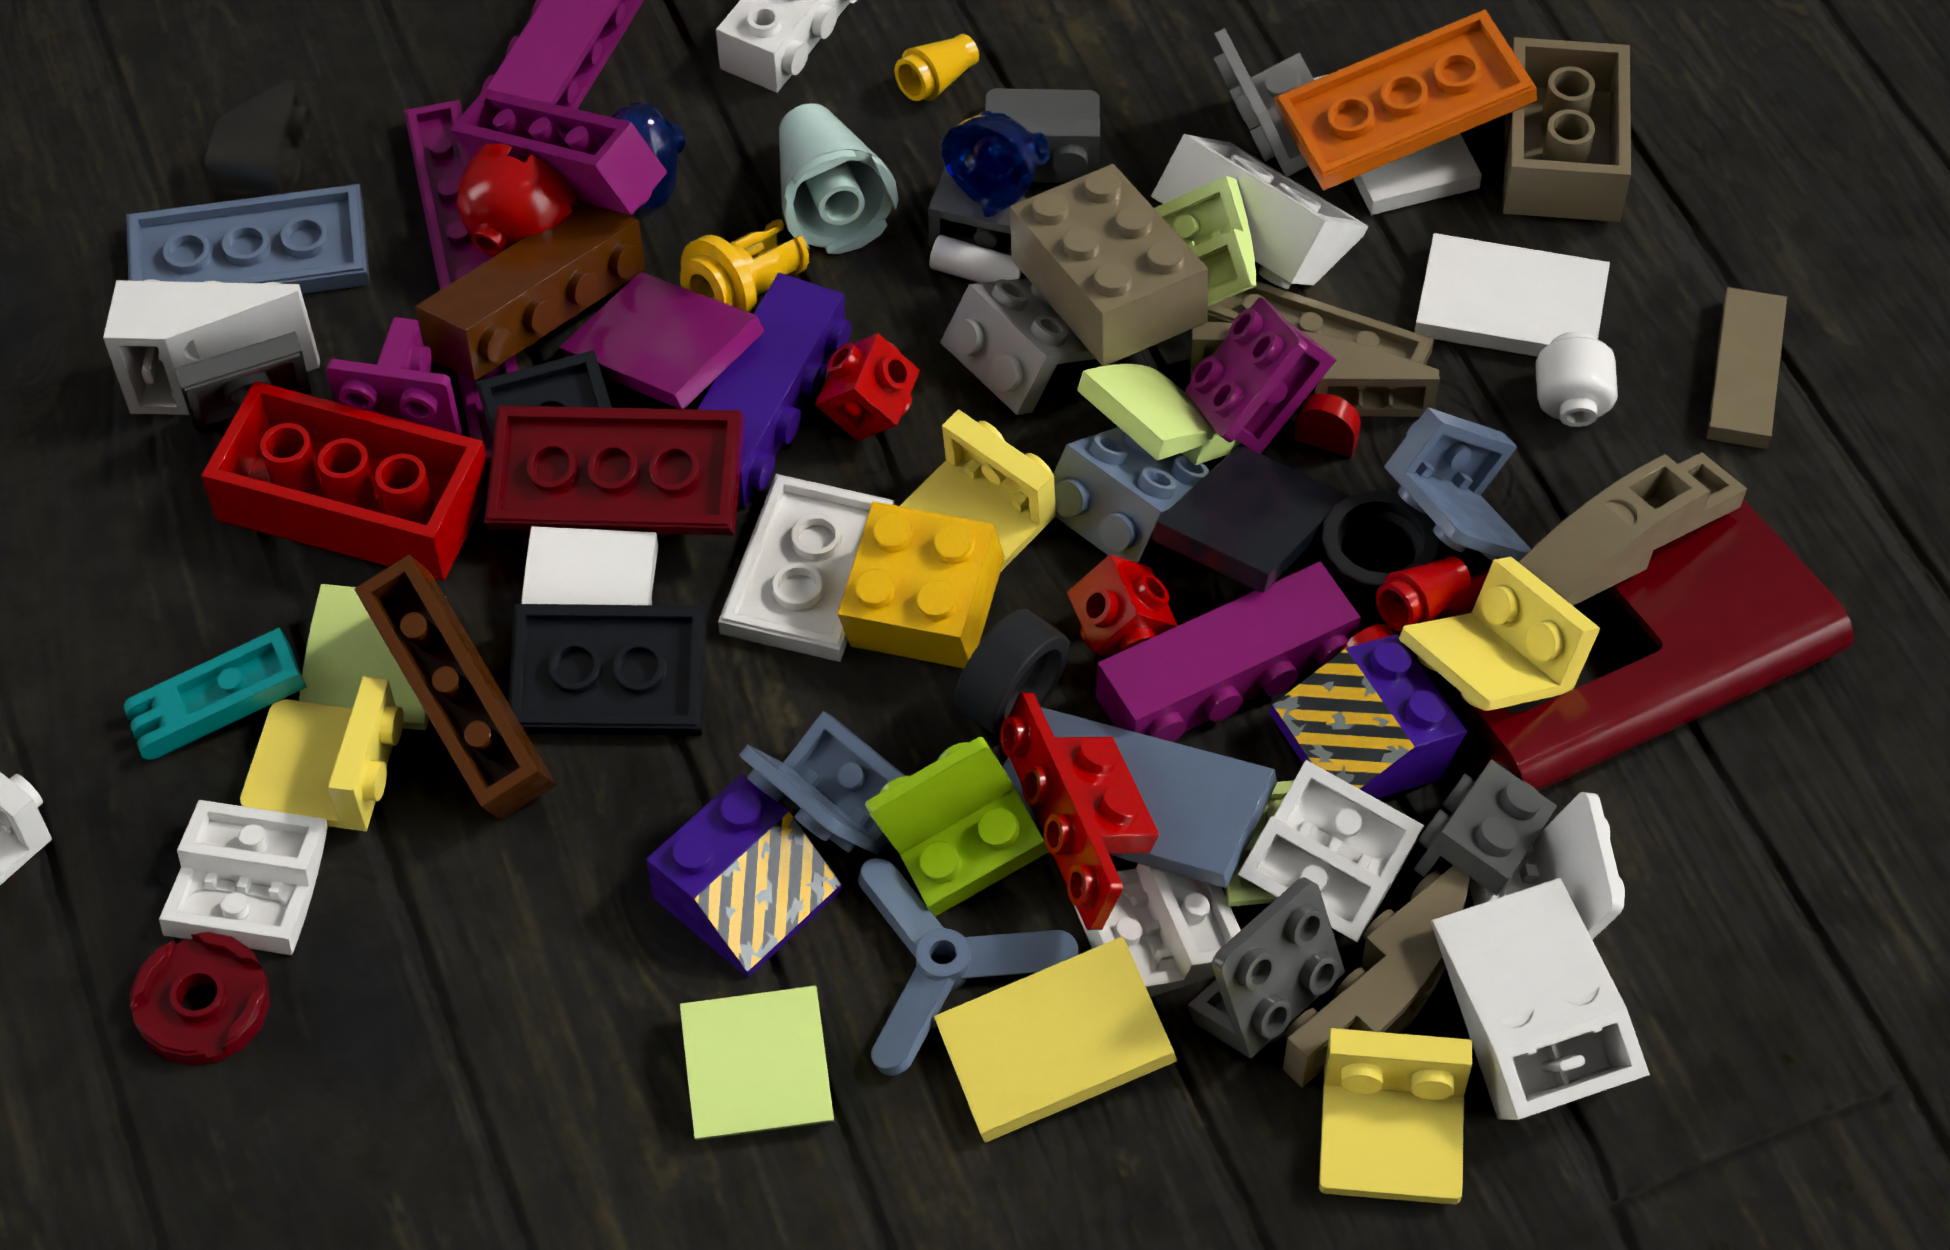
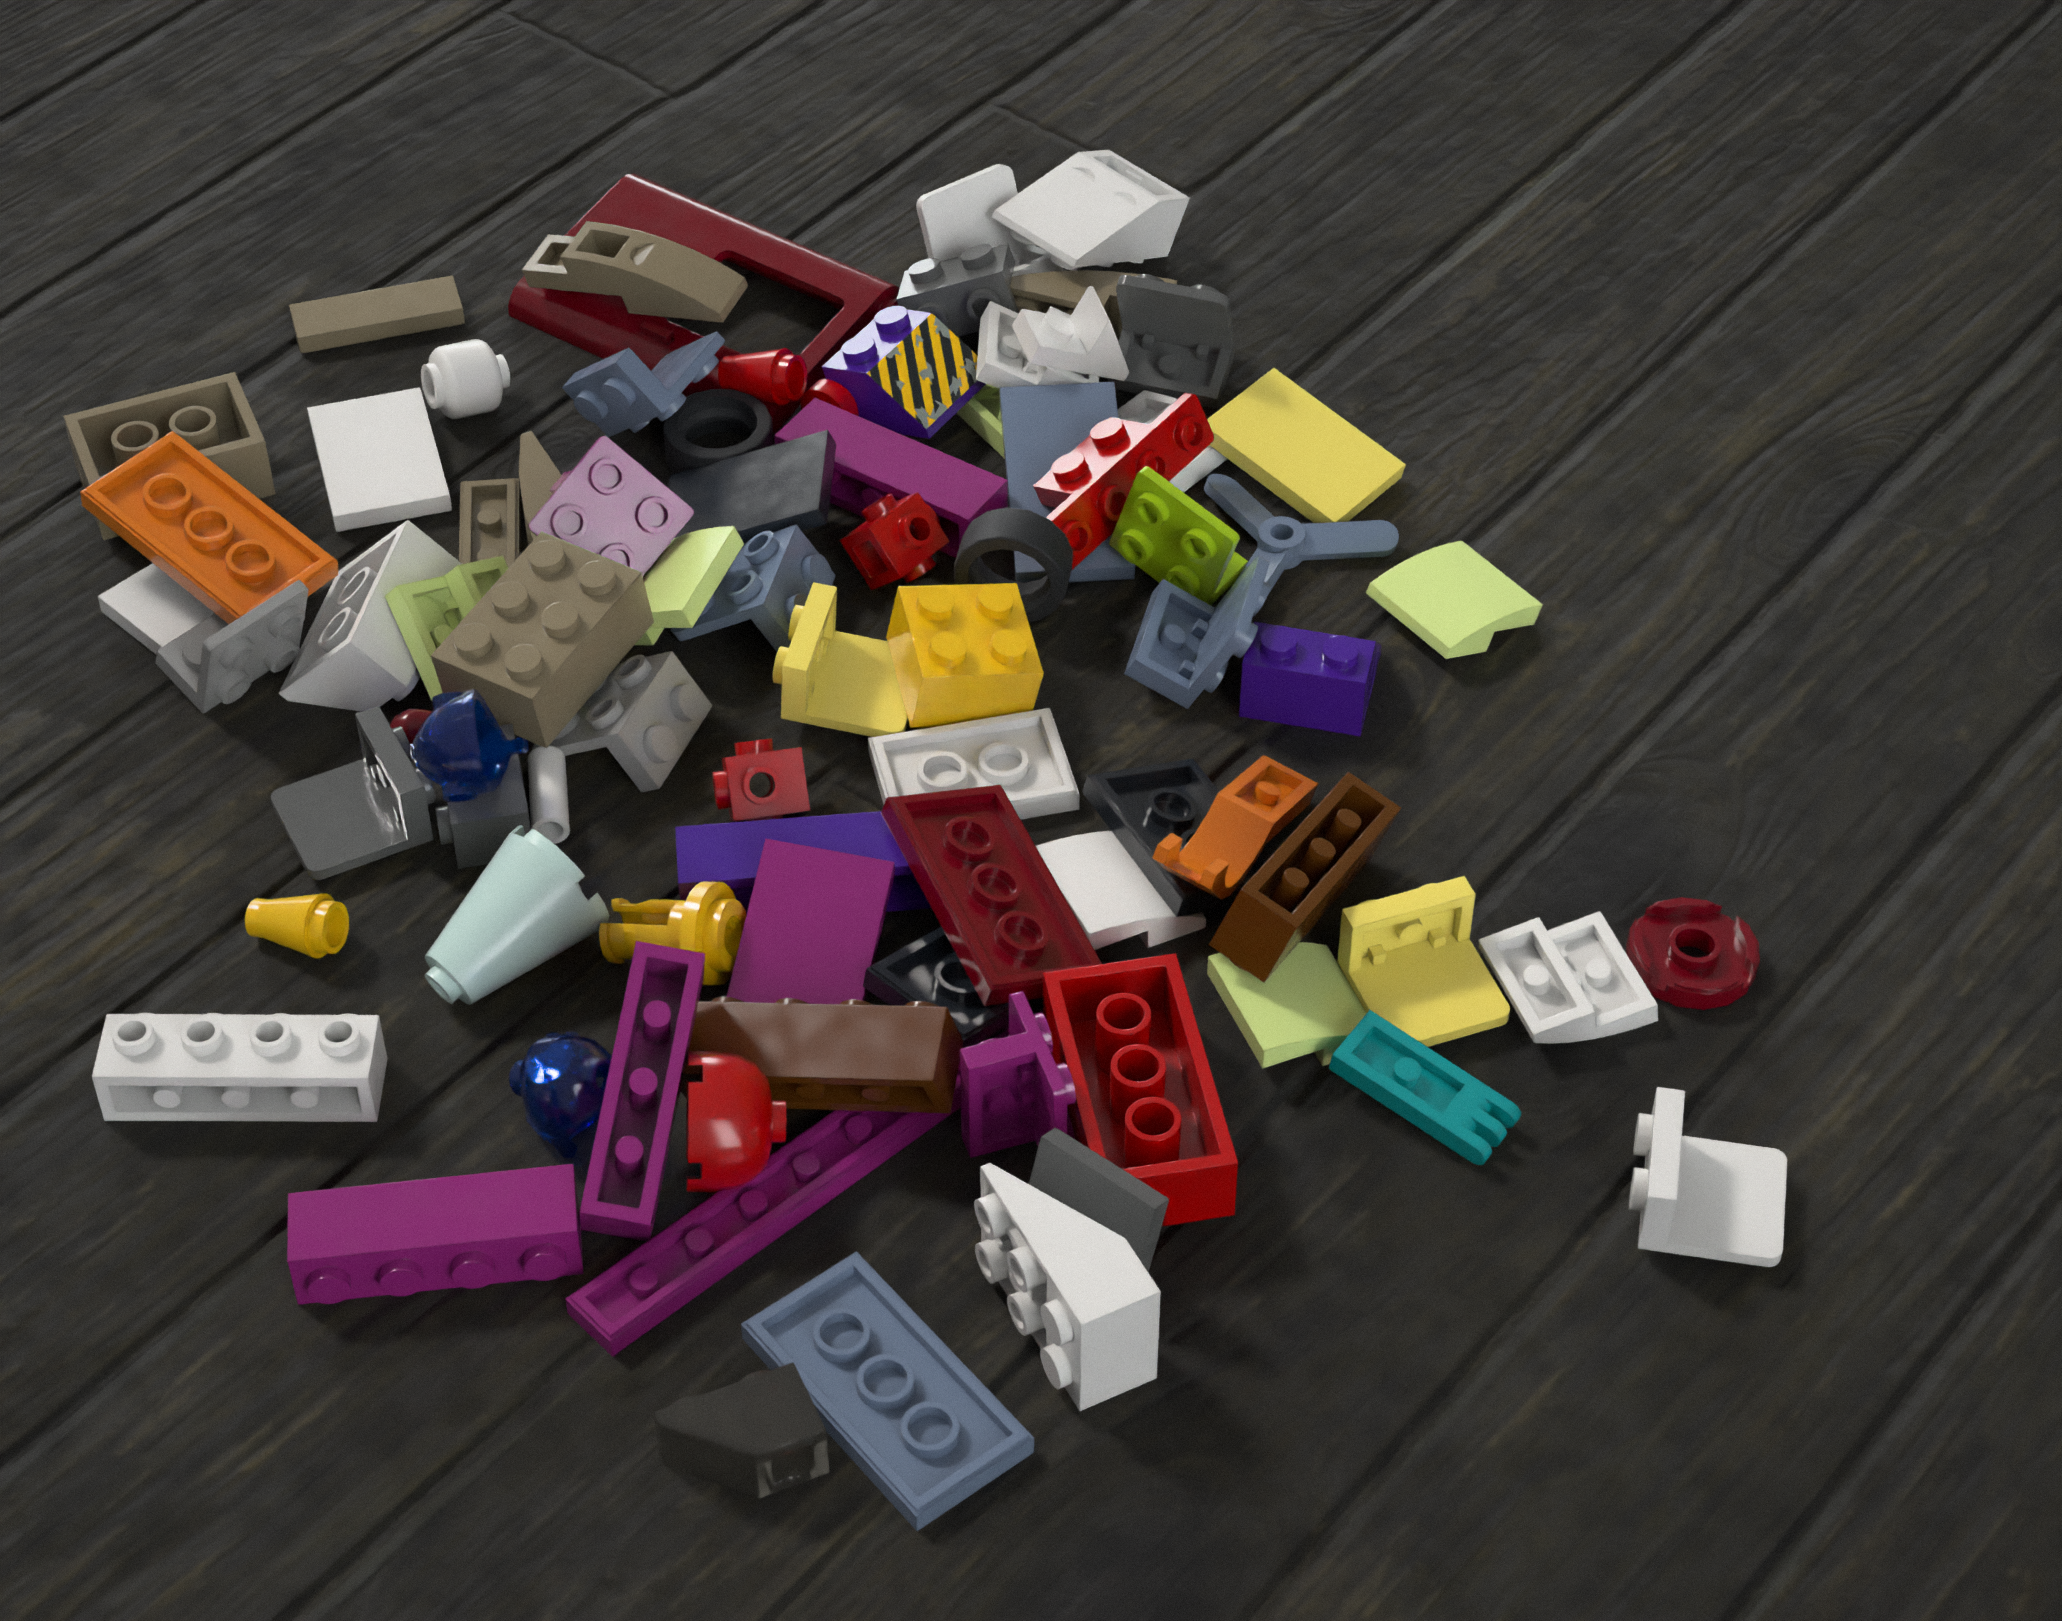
camera: 120 degrees left, 10 degrees down
(555, 671) = (1237, 827): none -> orange piece
(1300, 844) = (1074, 344): none -> white slope
(1394, 1116) = (1233, 269): light yellow bracket -> none
(1514, 644) = (785, 307): light yellow bracket -> none

